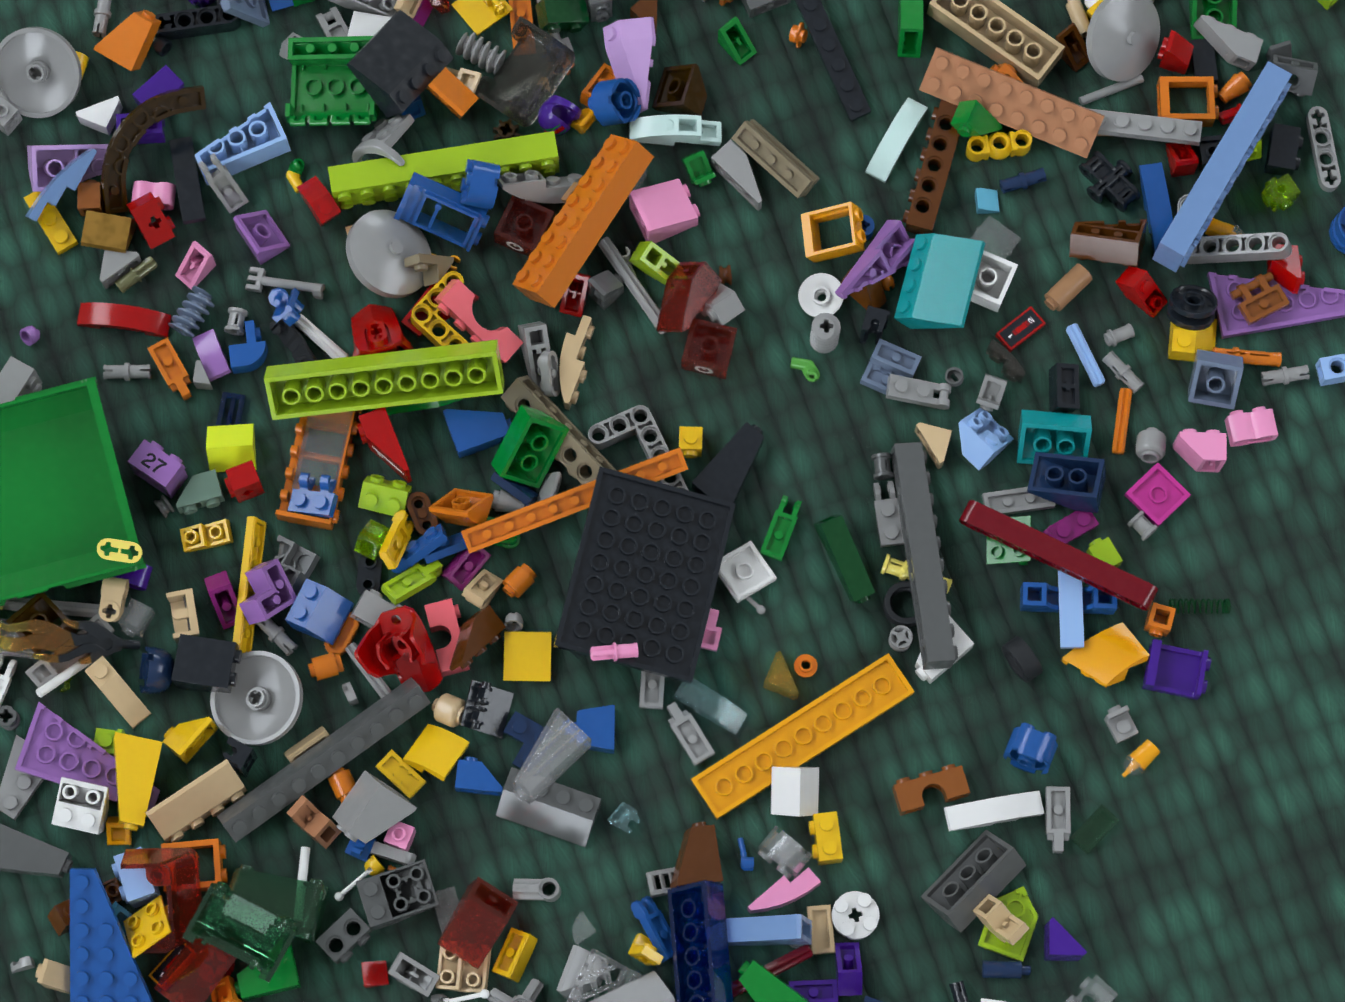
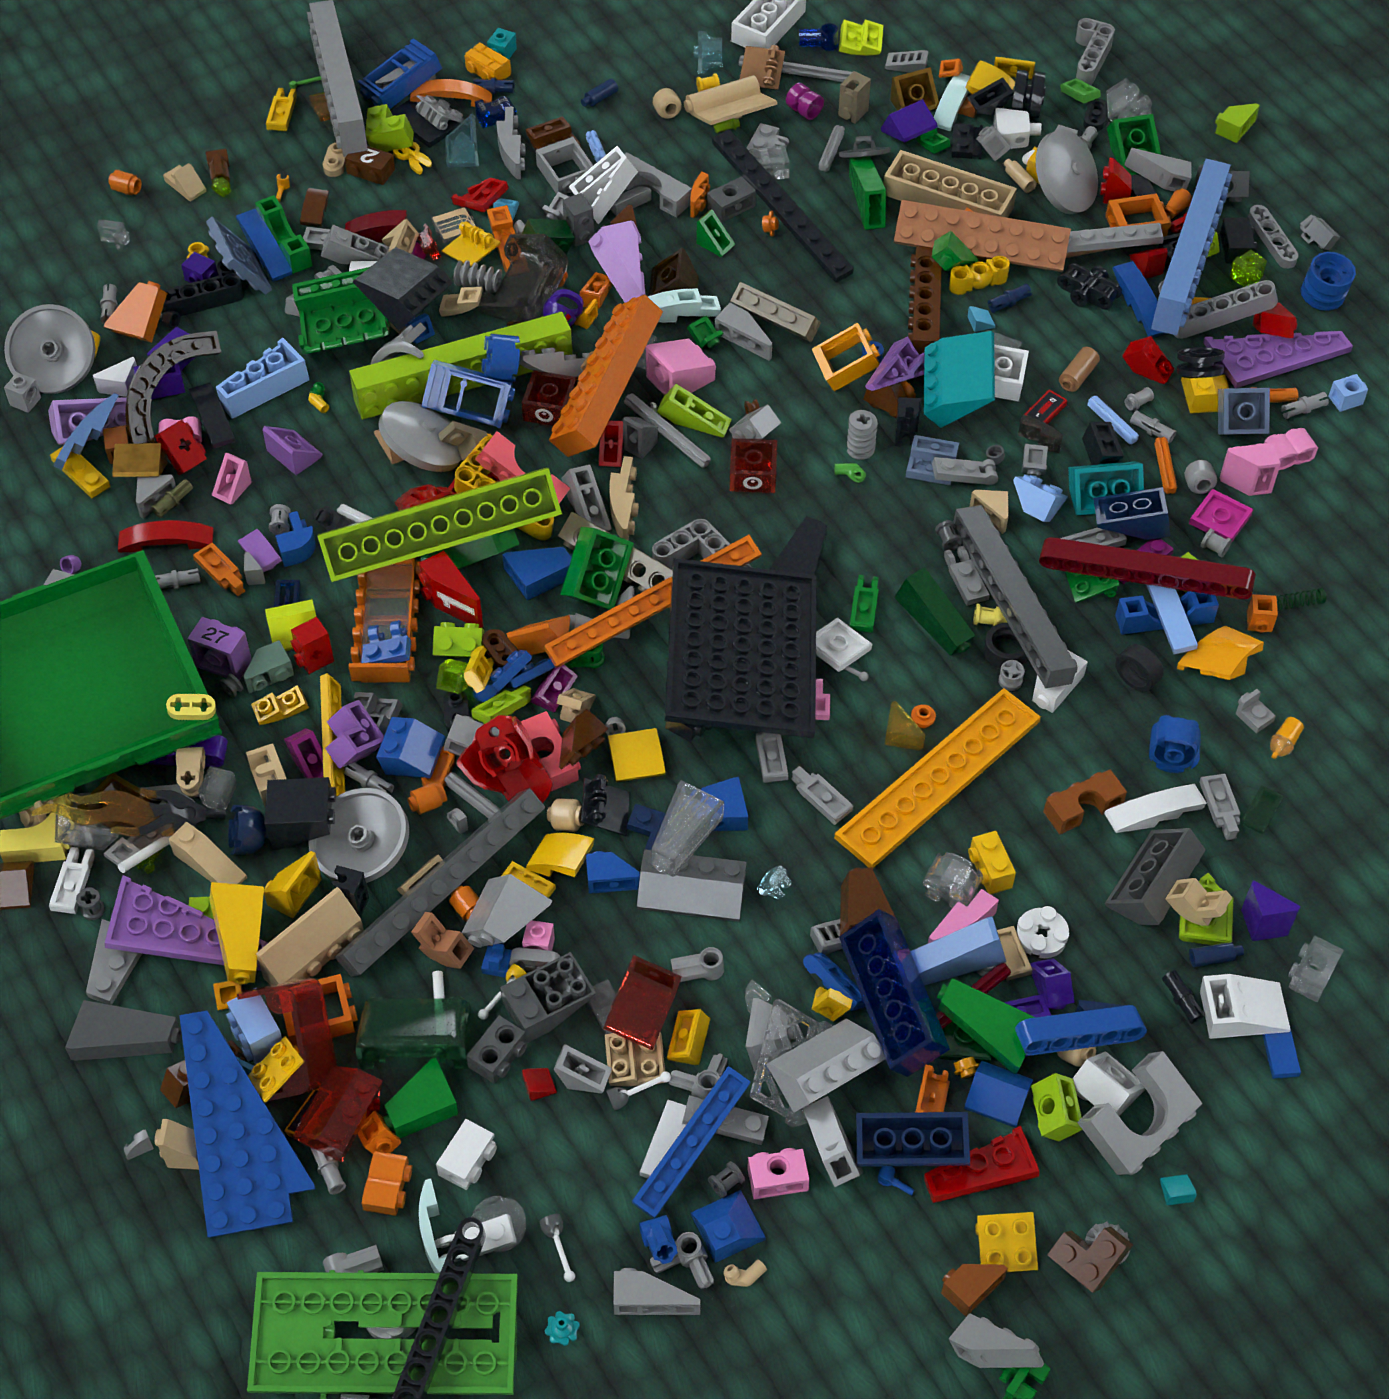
camera: 10 degrees left, 20 degrees down
(81, 806) = (183, 969): white slope -> none
(191, 312) = (234, 517): sand blue piece -> none
(224, 185) = (248, 407): light grey hinge -> none
(241, 929) = (382, 1040): clear green windscreen -> none
(261, 279) = (295, 483): light grey hinge -> none
(286, 306) = (320, 488): blue hips -> none
(319, 200) = (346, 411): red slope -> none
(452, 93) = (456, 307): orange slope -> none
(516, 489) = (582, 607): dark blue tile -> none
(518, 581) = (612, 689): orange brick -> none
(550, 377) = (599, 499): light grey plate -> none
(614, 651) = (729, 711): bright pink axle -> none
(615, 101) = (612, 287): blue brick -> none
(686, 295) = (721, 419): clear red slope -> none
(690, 441) = (760, 538): yellow brick -> none
(711, 705) = (836, 764): clear light blue slope -> none
(747, 863) = (913, 903): blue hand -> none
(794, 791) = (944, 824): white slope -> none
(813, 287) = (844, 404): white dish -> none
(895, 139) = (881, 288): light aqua slope -> none
(1075, 48) = (1026, 199): reddish brown slope -> none
(1108, 242) = (1104, 326): reddish brown wedge -> none
(1109, 90) = (1076, 218): light grey bar -> none
(1176, 670) = (1293, 658): dark purple panel -> none
(1263, 304) = (1264, 350): dark orange plate -> none

